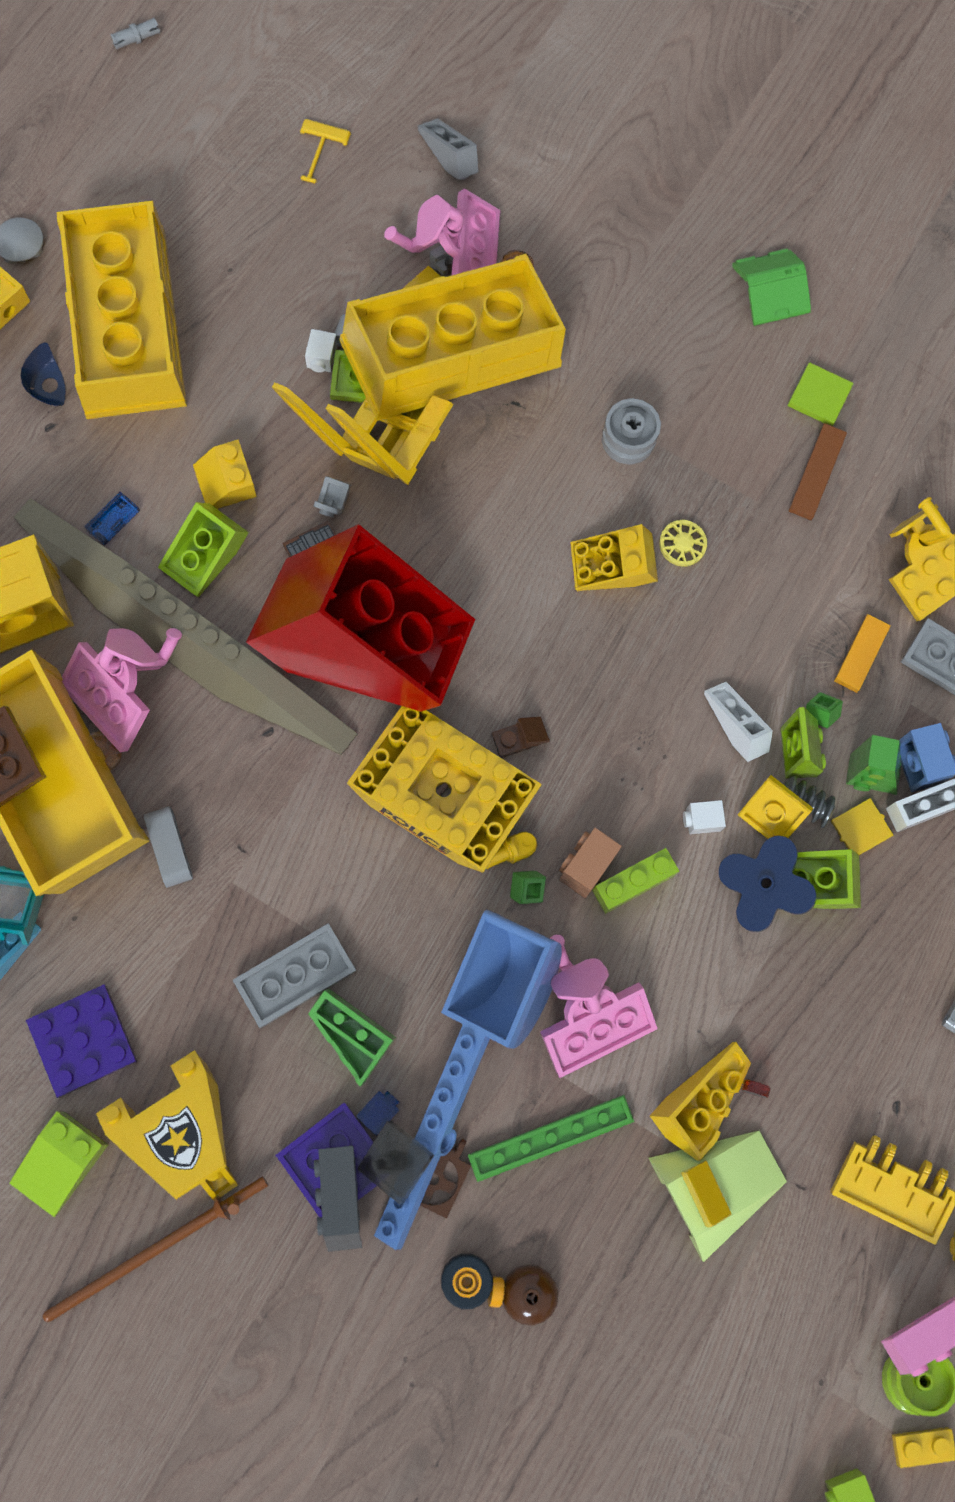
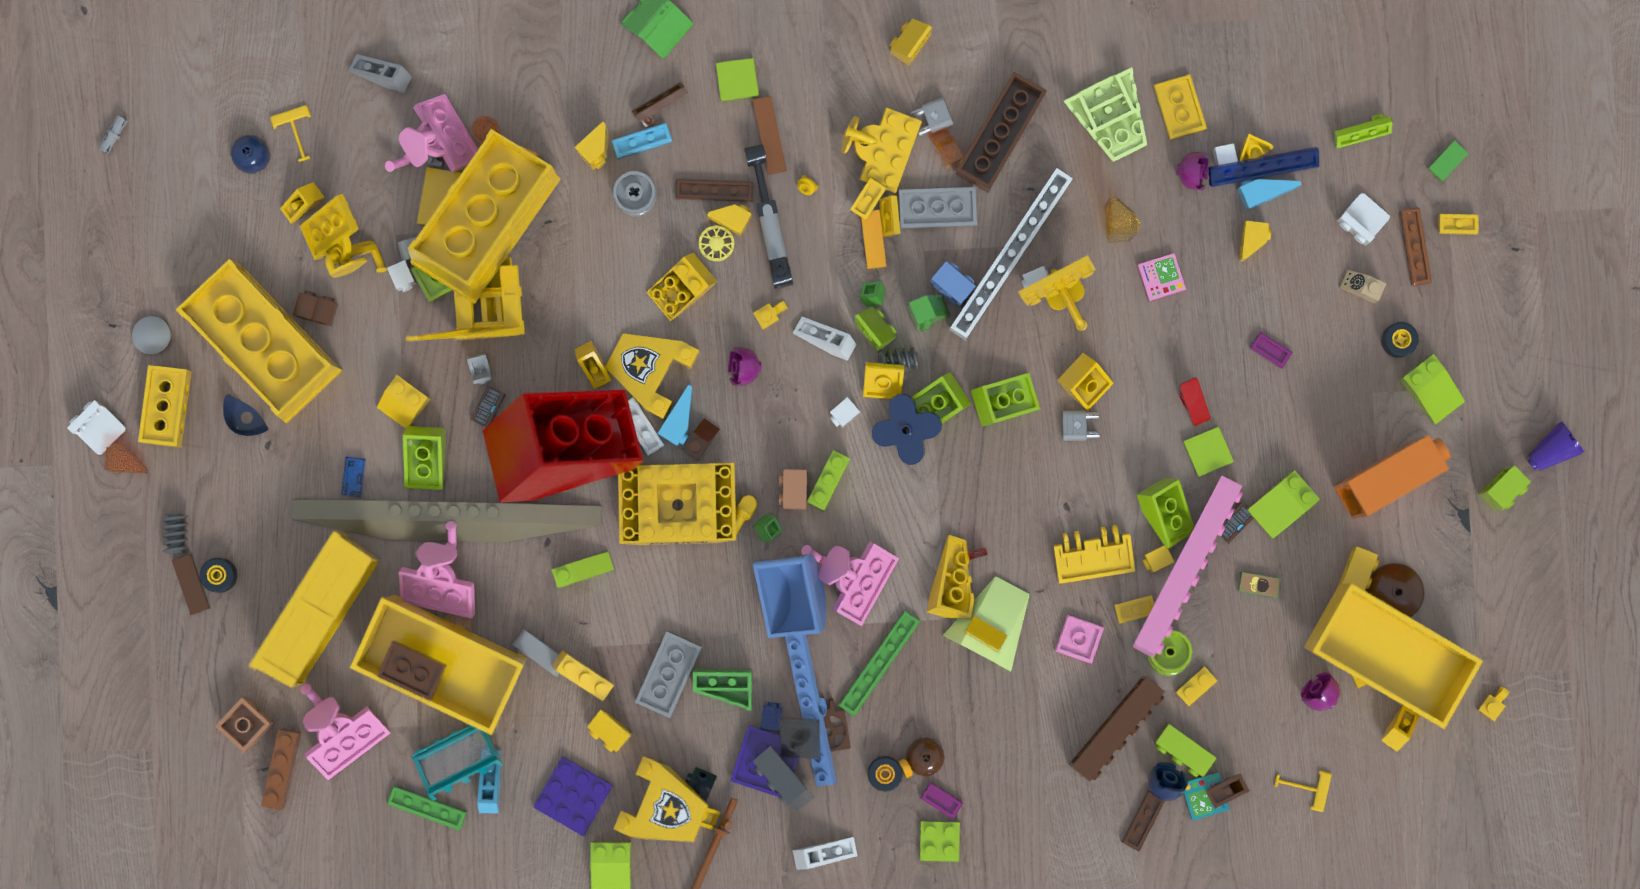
camera: 30 degrees left, 10 degrees up
(179, 992) = (609, 730): none -> yellow slope
(195, 905) = (582, 675): none -> yellow brick
(205, 323) = (315, 309): none -> reddish brown brick
(240, 1132) = (701, 782): none -> black brick
(257, 137) = (256, 159): none -> dark blue cylinder
(271, 262) = (328, 236): none -> yellow plate
(274, 213) = (302, 202): none -> yellow slope
(283, 787) = (582, 569): none -> lime slope
(324, 1329) = (824, 853): none -> white slope
(458, 573) = (592, 364): none -> yellow slope
(463, 683) = (645, 432): none -> white tile
(476, 1417) = (939, 841): none -> lime plate
(507, 699) = (677, 423): none -> medium azure slope
(513, 1365) = (941, 800): none -> magenta tile
(514, 611) = (642, 364): none -> yellow wedge
(621, 354) = (594, 147): none -> yellow slope
(625, 688) = (744, 366): none -> magenta cylinder
(674, 388) = (642, 141): none -> medium azure tile
(688, 654) = (767, 315): none -> yellow plate
(697, 362) = (645, 112): none -> reddish brown hinge
(718, 487) = (714, 190): none -> reddish brown tile
(719, 524) = (732, 217): none -> yellow slope
(759, 557) = (770, 222): none -> piece
(794, 1433) = (1116, 728): none -> reddish brown brick
(813, 1281) = (1079, 639): none -> bright pink tile
(825, 548) = (807, 186): none -> yellow plate
(862, 827) = (942, 351): yellow piece -> none
(888, 602) = (868, 198): none -> yellow plate
(898, 639) = (889, 216): none -> yellow plate
(903, 929) = (1005, 399): none -> lime slope
(906, 1292) = (1134, 609): none -> yellow plate

